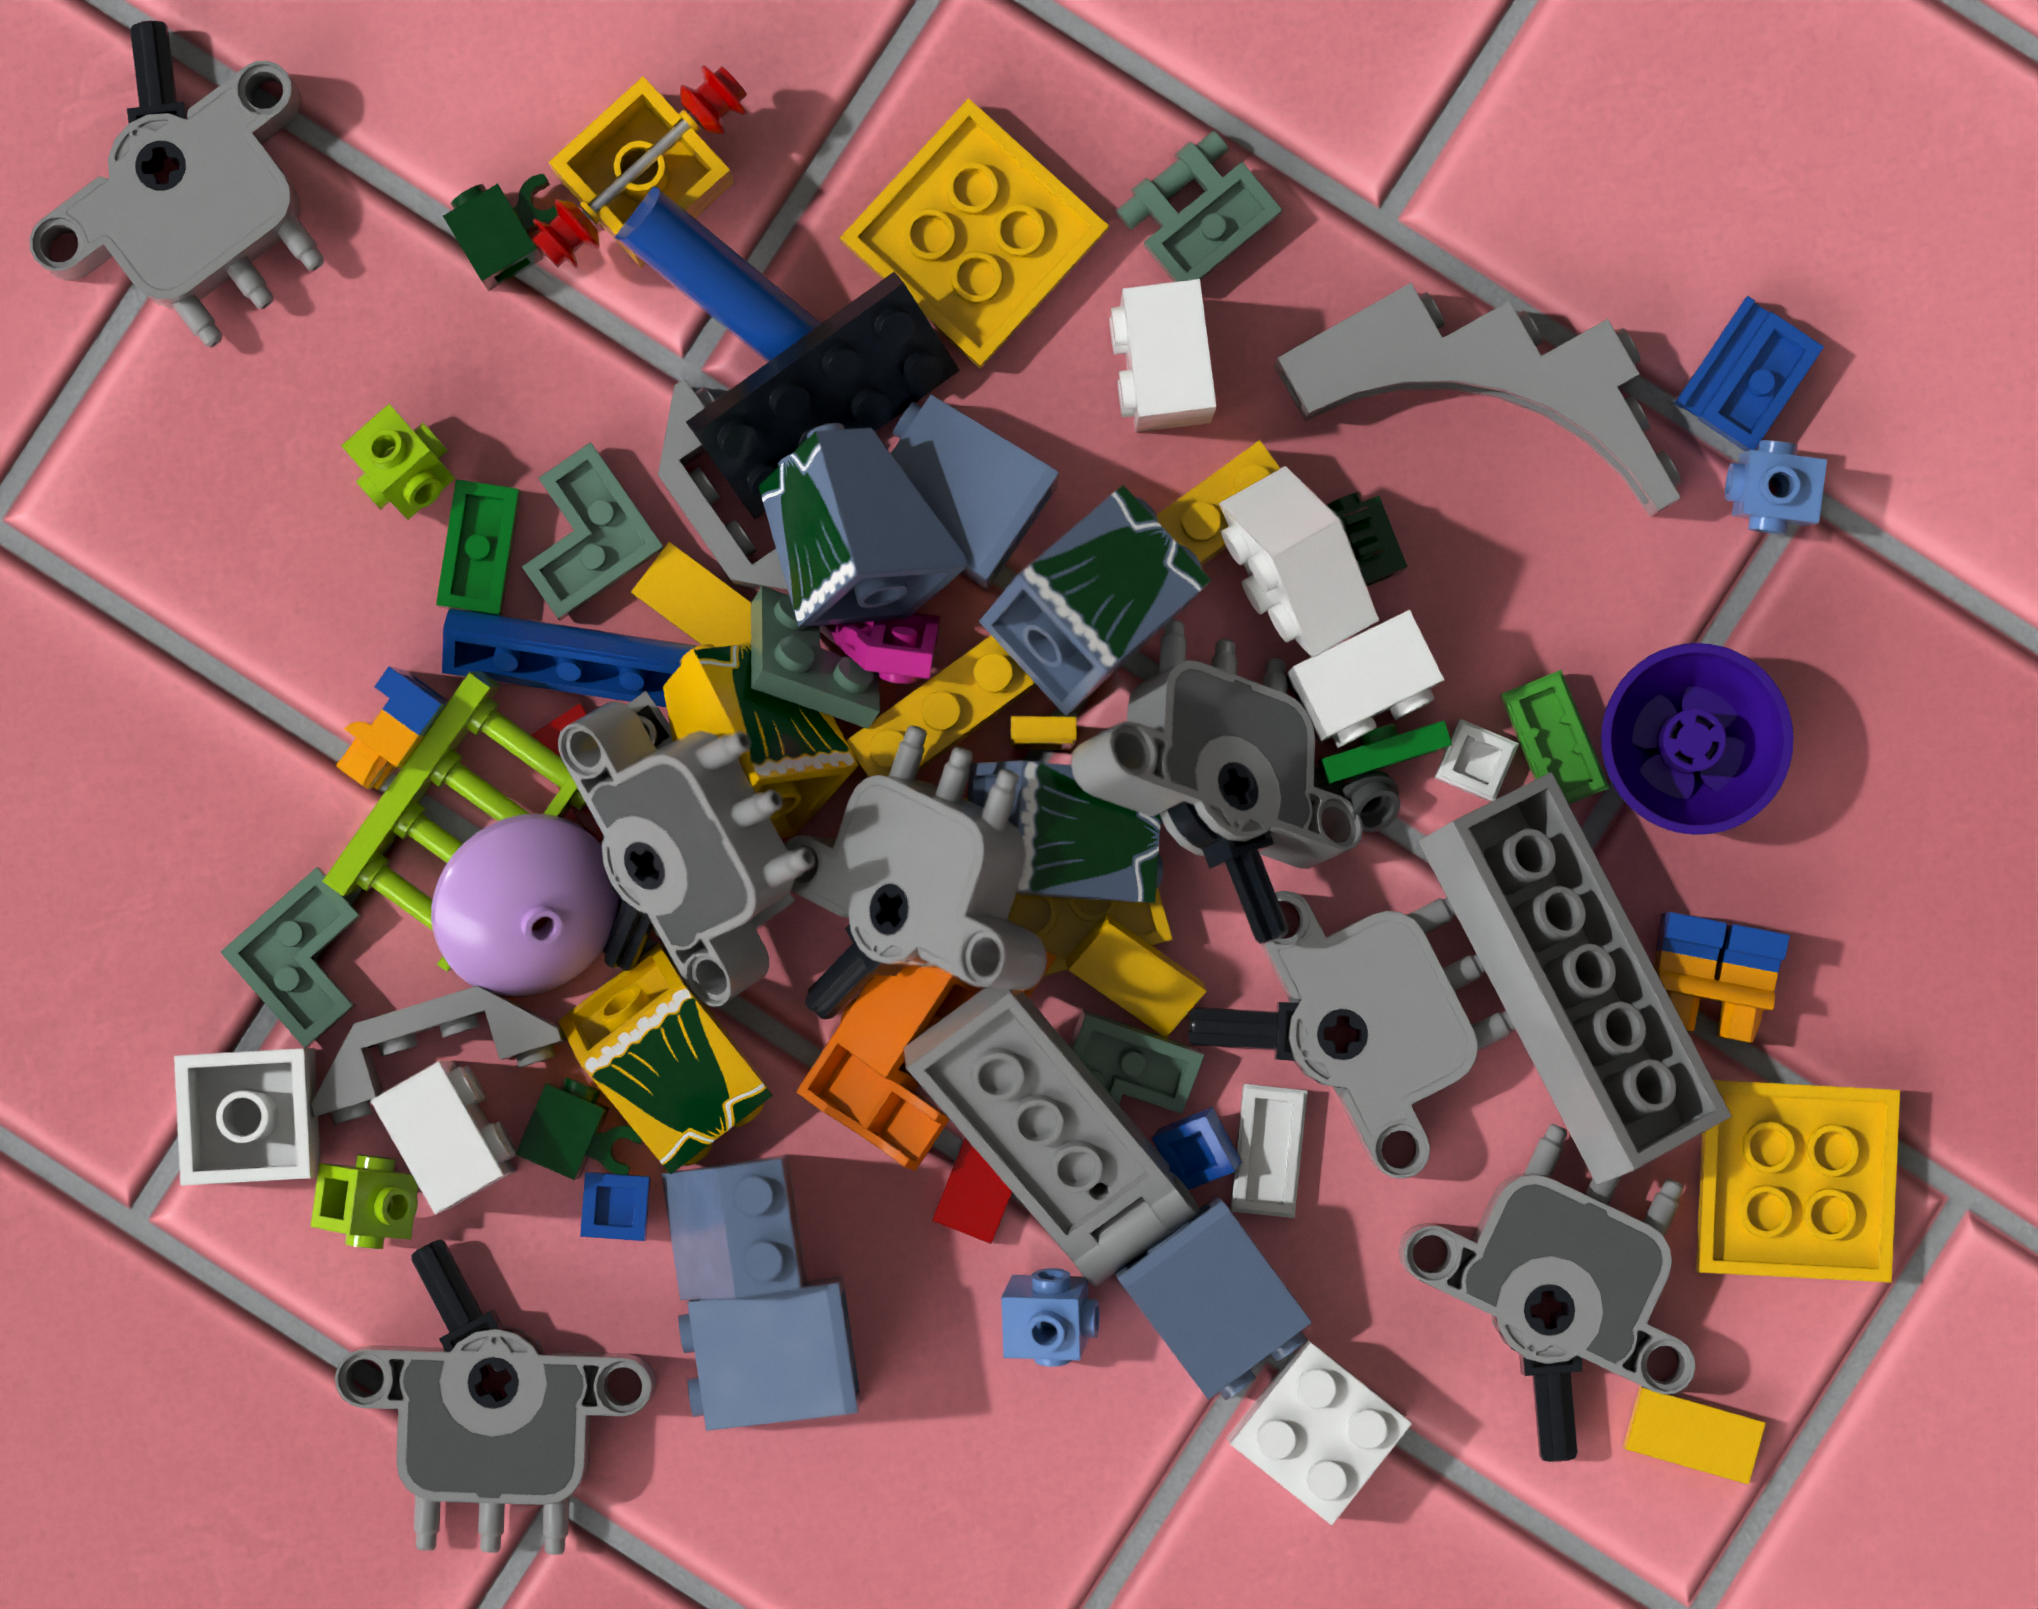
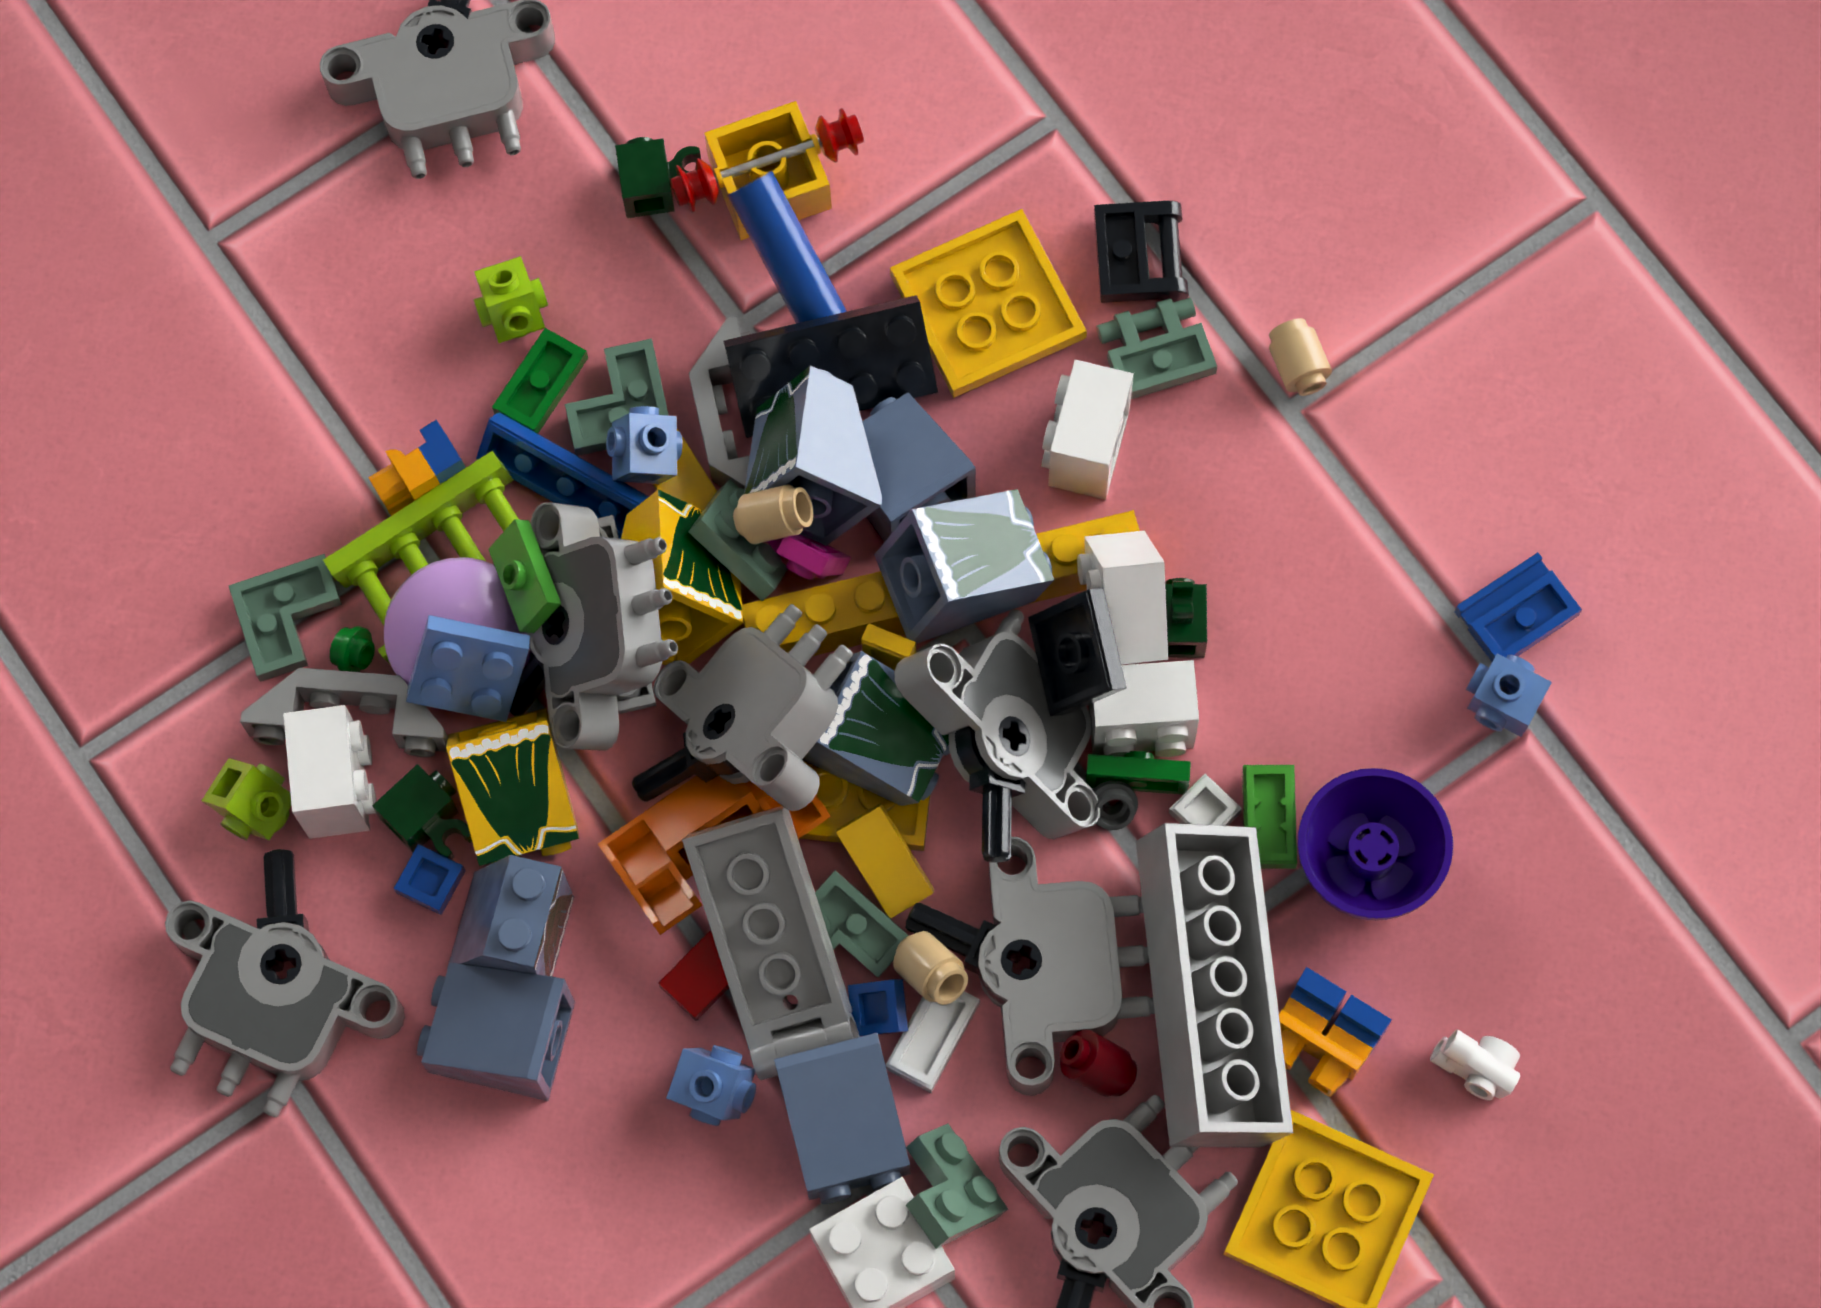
camera: 30 degrees right, 15 degrees down
(247, 1116) = (192, 704): white brick -> none
(402, 969) = (352, 649): none -> green plate
(560, 955) = (467, 668): none -> medium blue plate
(581, 820) = (524, 576): none -> bright green plate
(645, 590) = (644, 446): none -> medium blue brick
(846, 630) = (773, 513): none -> tan brick
(1112, 103) = (1124, 256): none -> black plate
(1241, 1085) = (930, 968): none -> tan brick
(1273, 658) = (1077, 652): none -> black plate
(1375, 158) = (1299, 357): none -> tan brick
(1381, 1325) = (960, 1192): none -> sand green plate
(1474, 1117) = (1097, 1063): none -> dark red brick
(1496, 356) = (1267, 495): light grey arch -> none
(1911, 940) = (1484, 1066): none -> white plate

